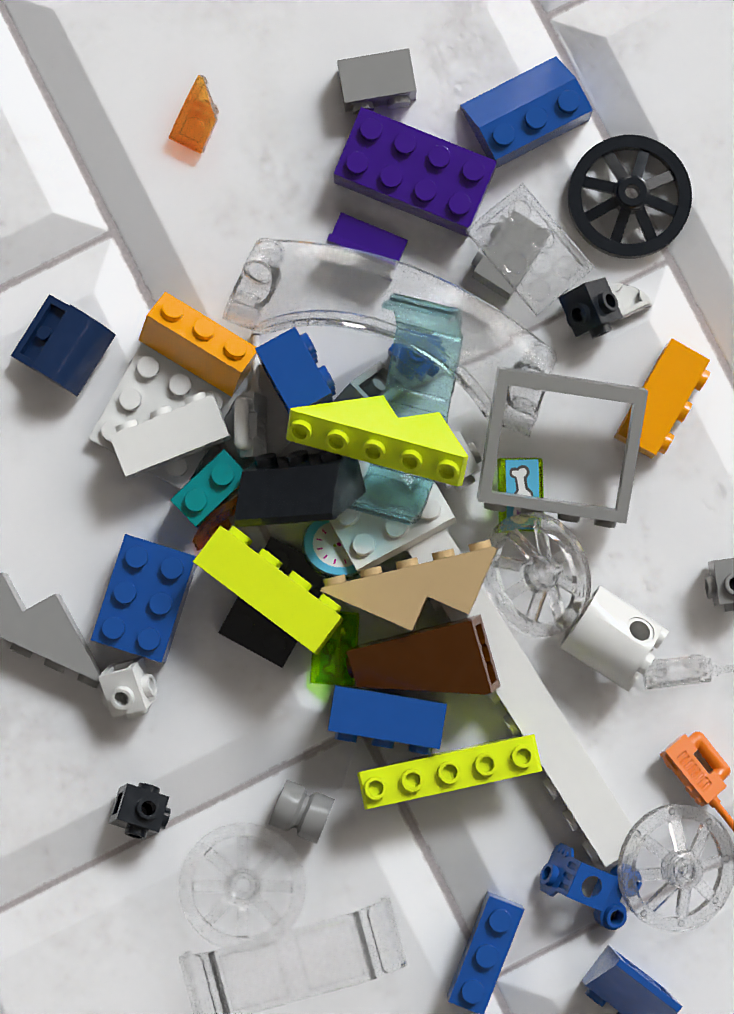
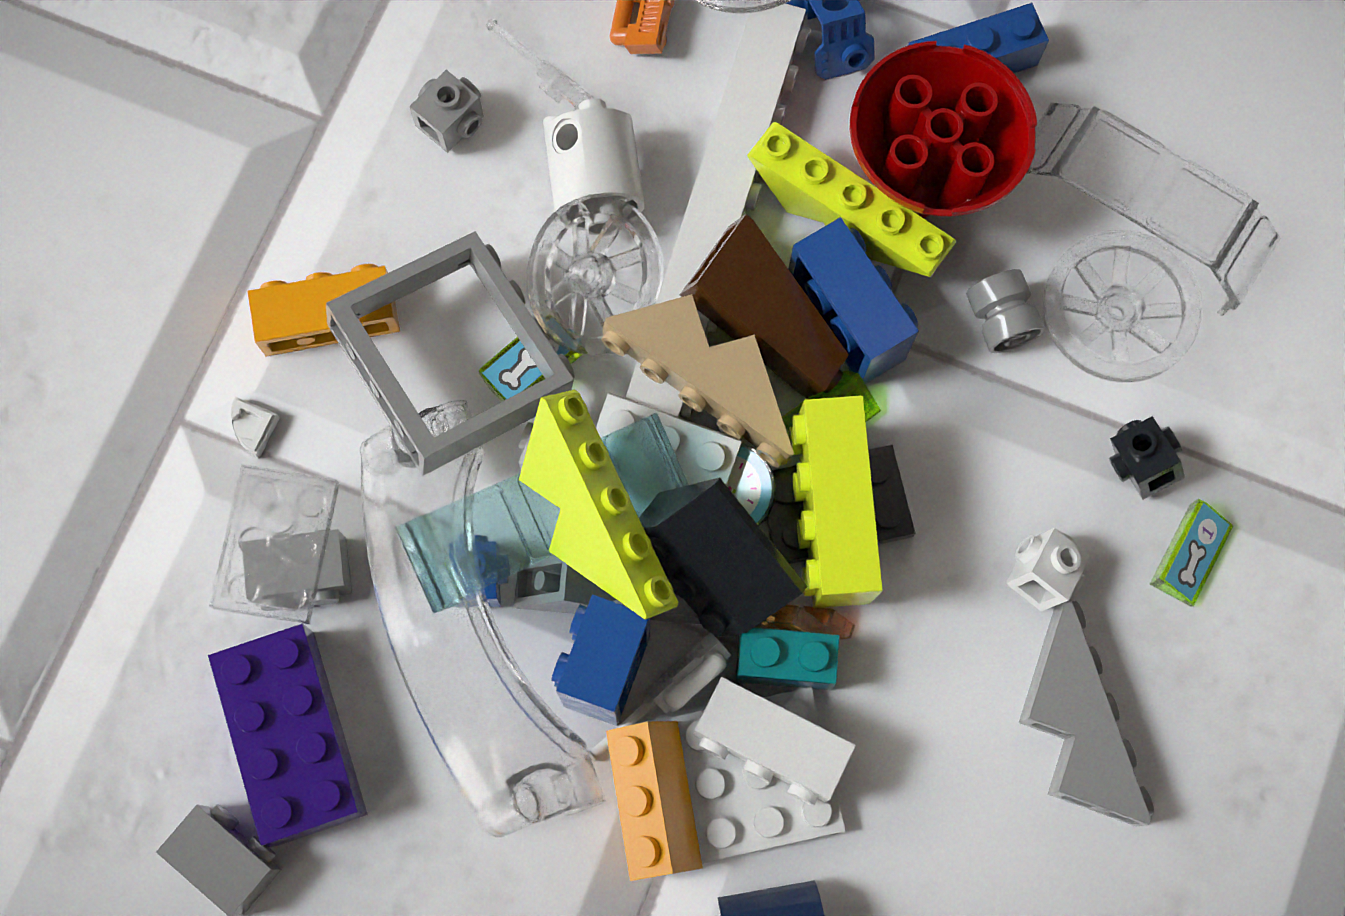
camera: 135 degrees left, 10 degrees down
(62, 788) = (1192, 553): none -> slope
(144, 598) = (949, 628): blue brick -> none
(362, 236) = (401, 728): dark purple panel -> none
(446, 893) = (943, 129): none -> red cone
(527, 111) = (128, 679): blue slope -> none
(591, 308) = (288, 441): black brick -> none
(626, 205) = (147, 513): black wheel -> none

